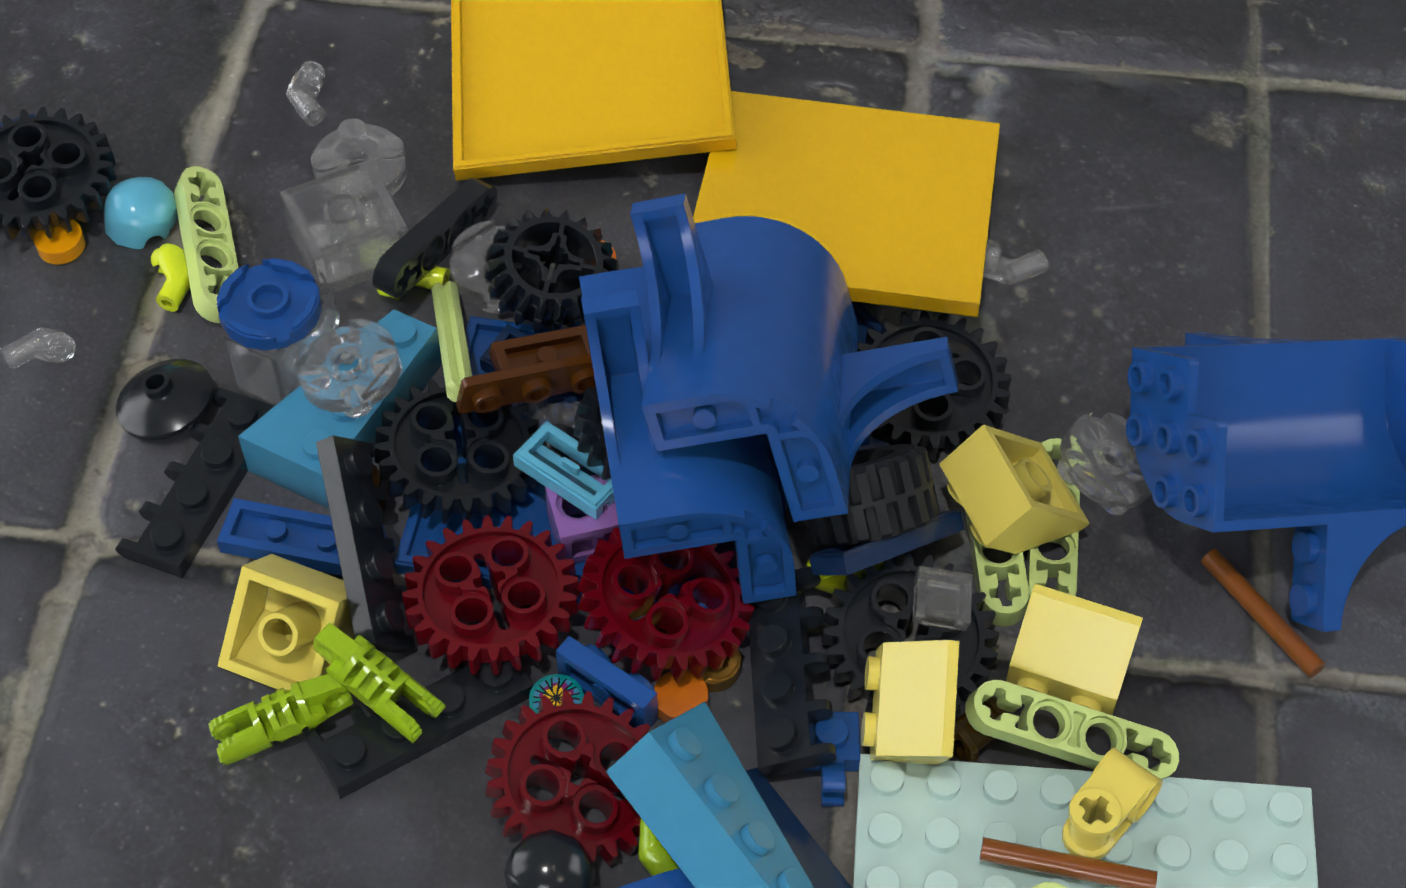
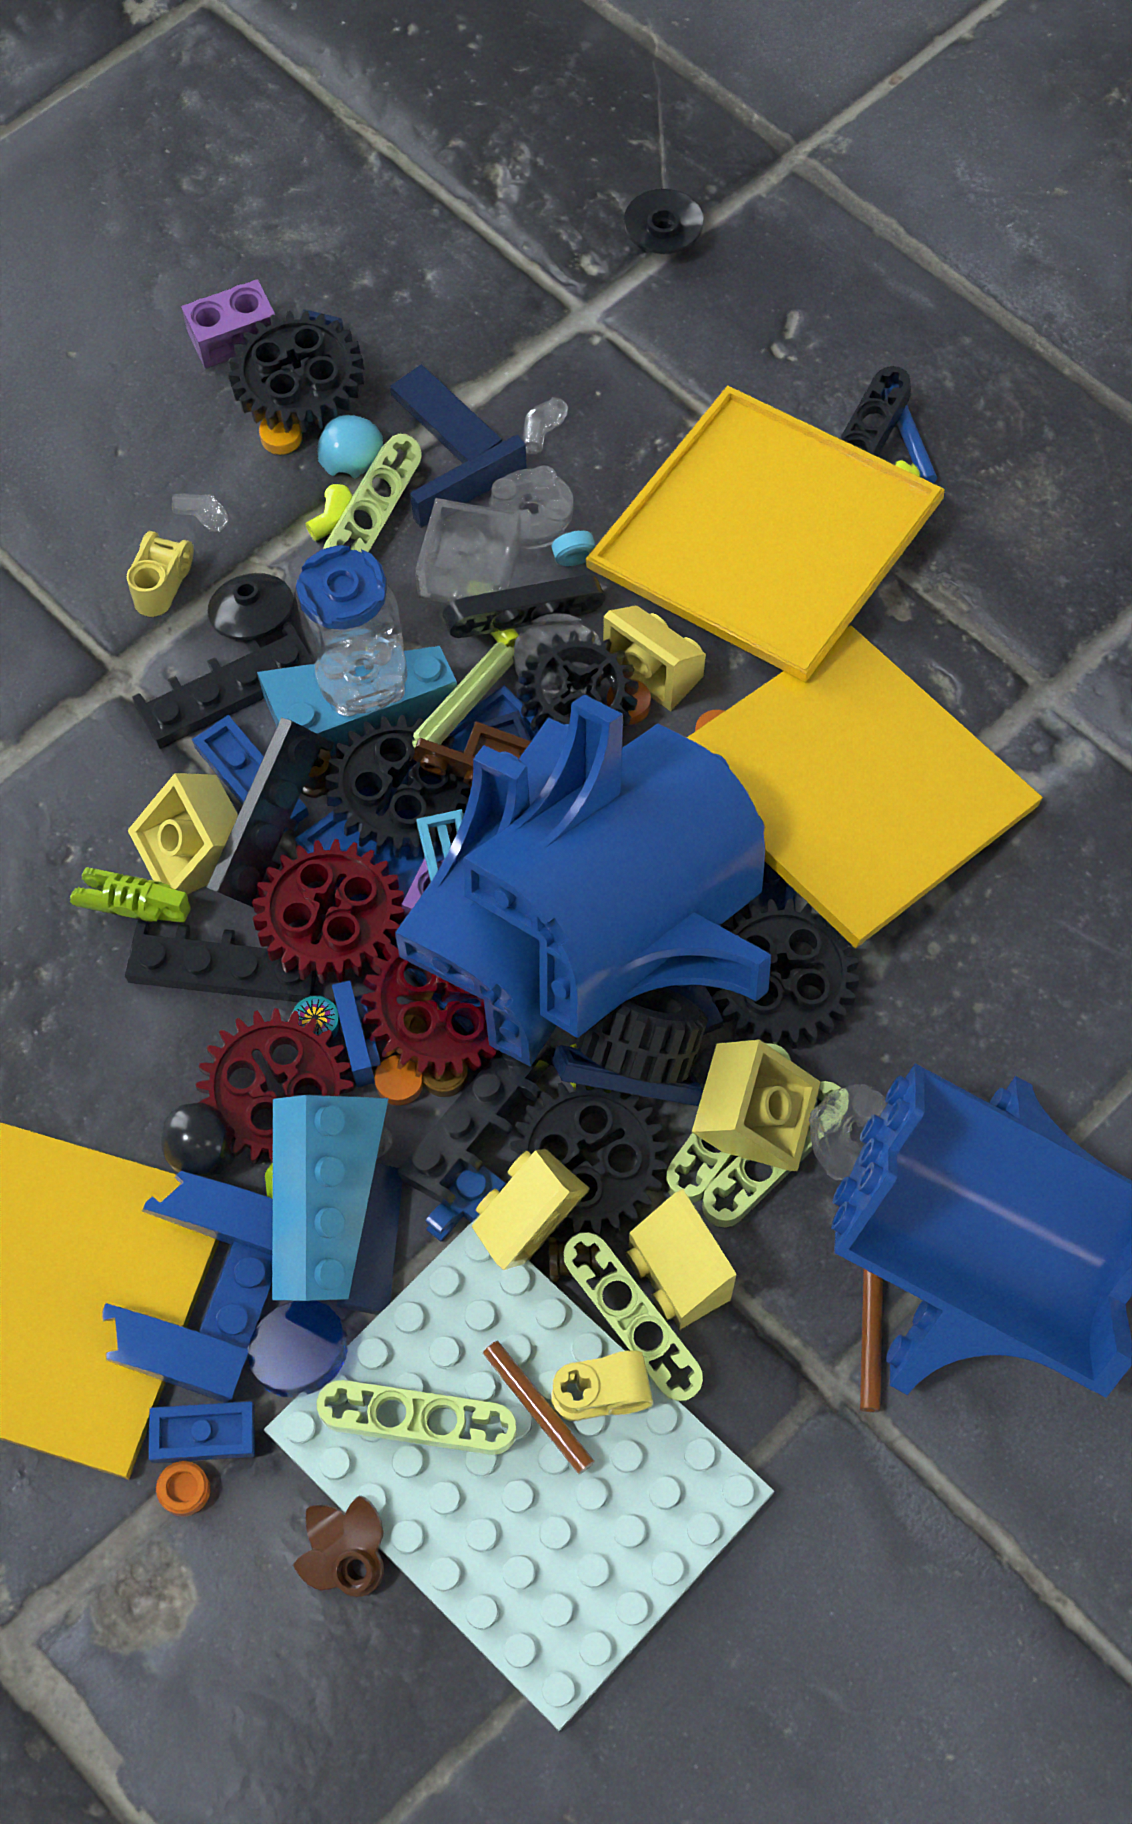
camera: 40 degrees right, 10 degrees up
(46, 426) = (158, 573): none -> light yellow piece
(210, 138) = (443, 414): none -> dark blue tile
(283, 172) = (469, 478): none -> dark blue tile
(375, 679) = (197, 918): lime hinge -> none
(432, 170) = (573, 548): none -> medium azure tile
(601, 199) = (658, 654): none -> light yellow slope
(942, 598) = (623, 1147): clear tile -> none
(1013, 270) = (934, 923): clear arm -> none

